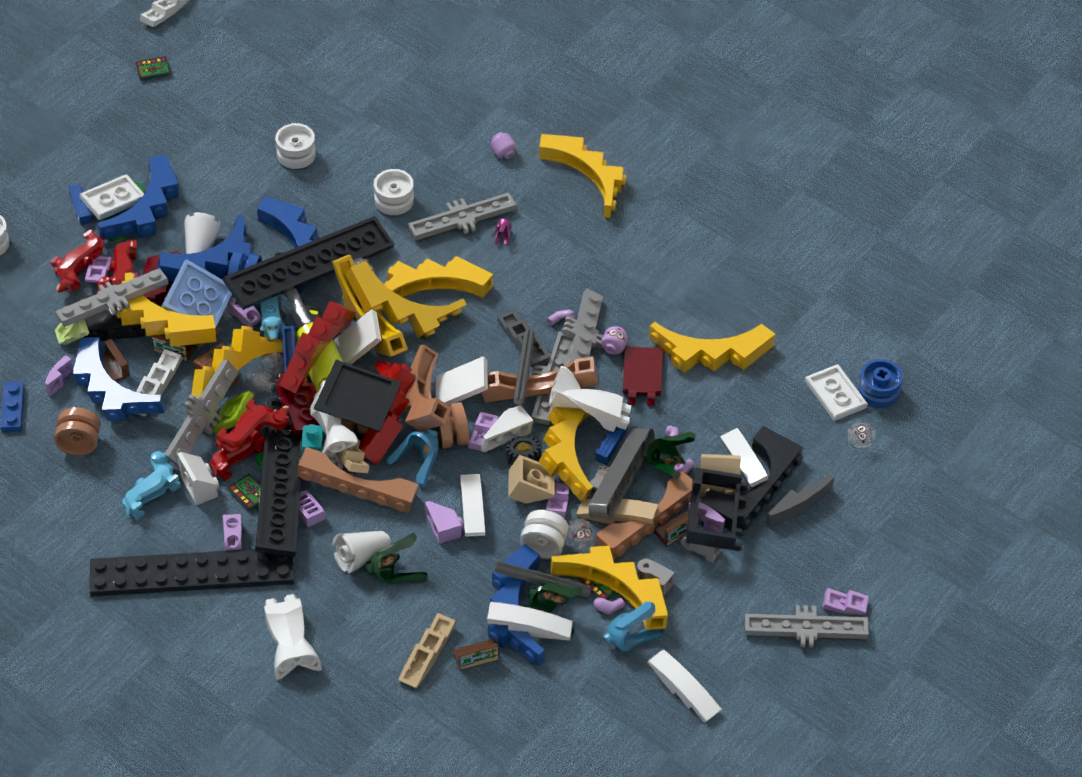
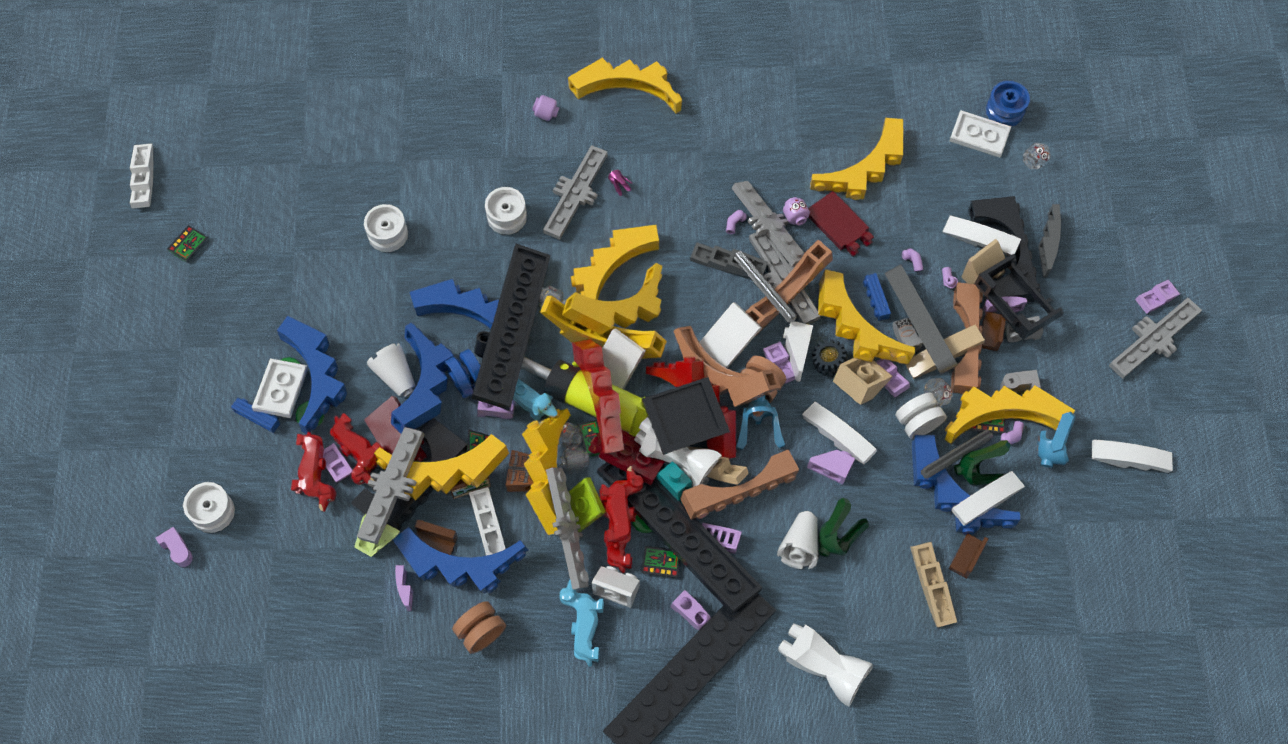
camera: 40 degrees left, 15 degrees up
(12, 406) = (391, 646): blue plate -> none
(197, 293) = (455, 425): light blue plate -> none
(289, 344) = (575, 414): blue piece -> none
(600, 404) = (851, 274): white hips -> none
(664, 454) = (930, 279): dark green piece -> none

